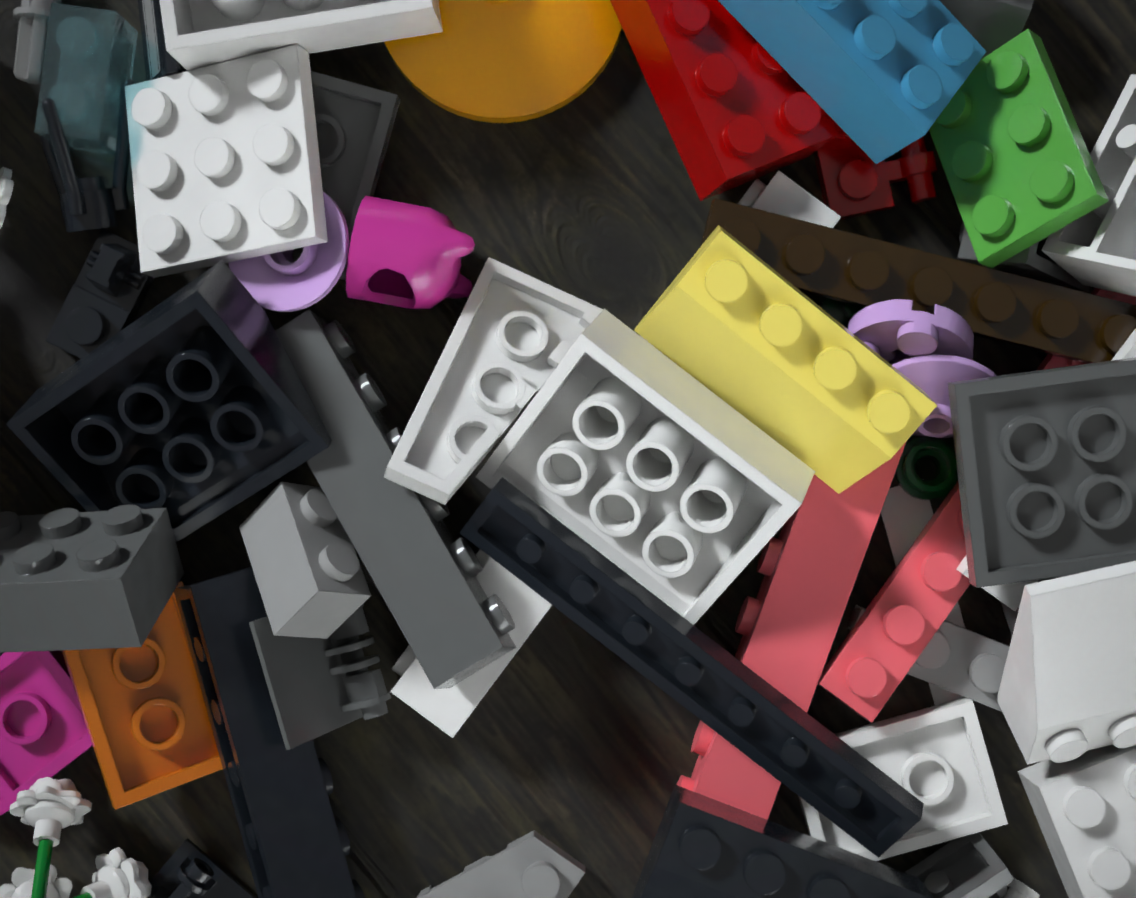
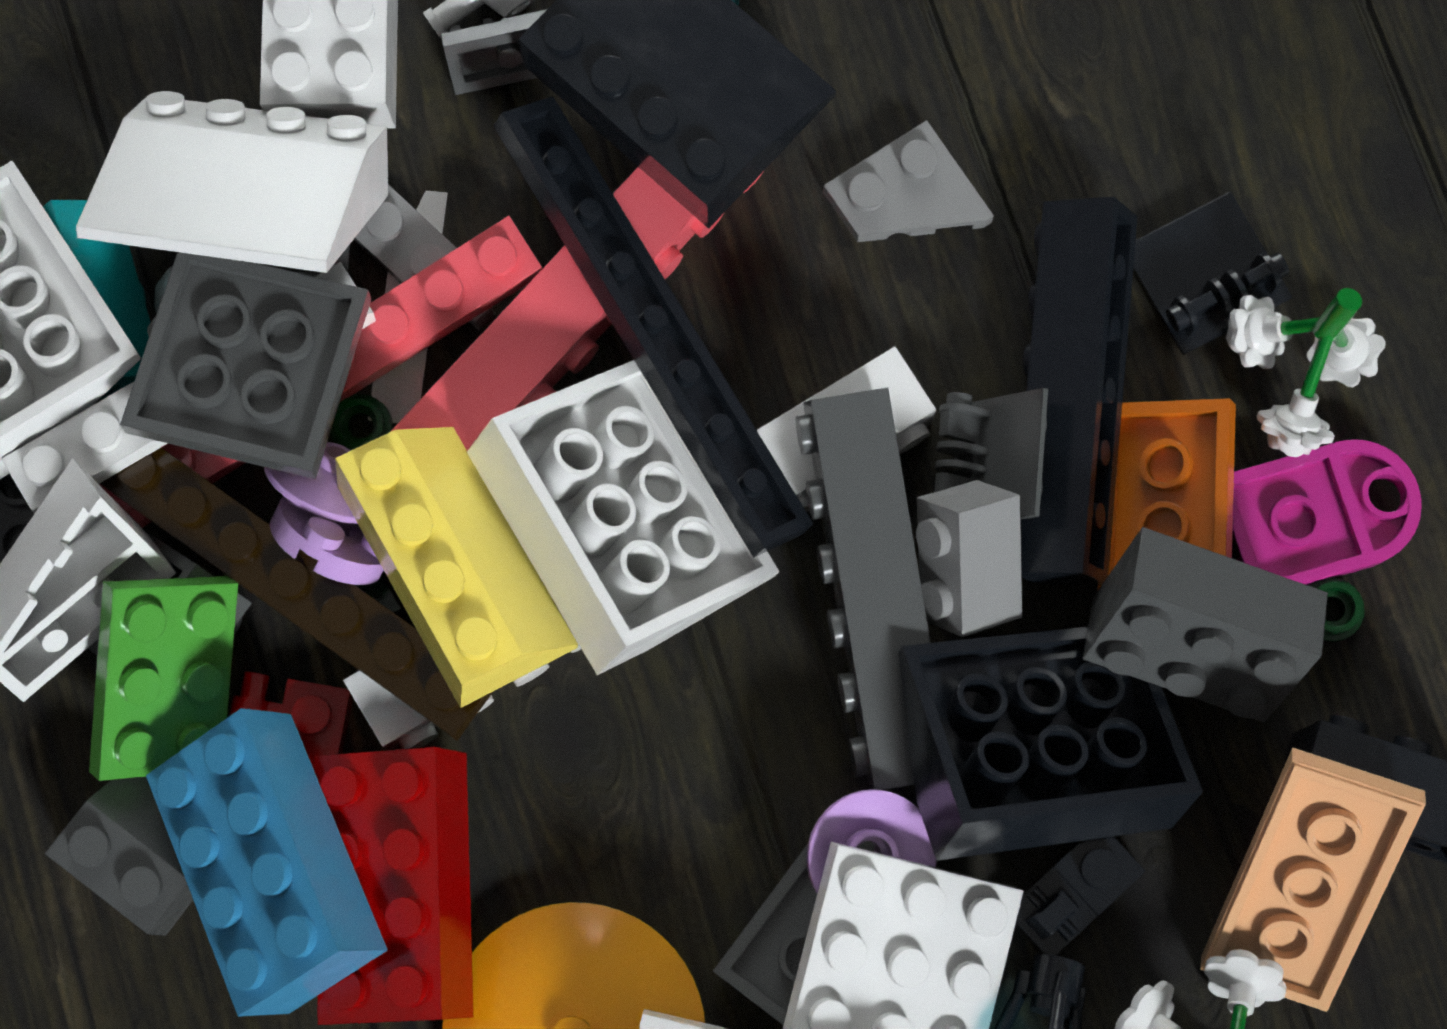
camera: 155 degrees left, 10 degrees down
(405, 255) = (762, 808): dark pink piece -> none
(486, 377) = (726, 667): white wing -> none
(937, 759) = (466, 164): white plate -> none

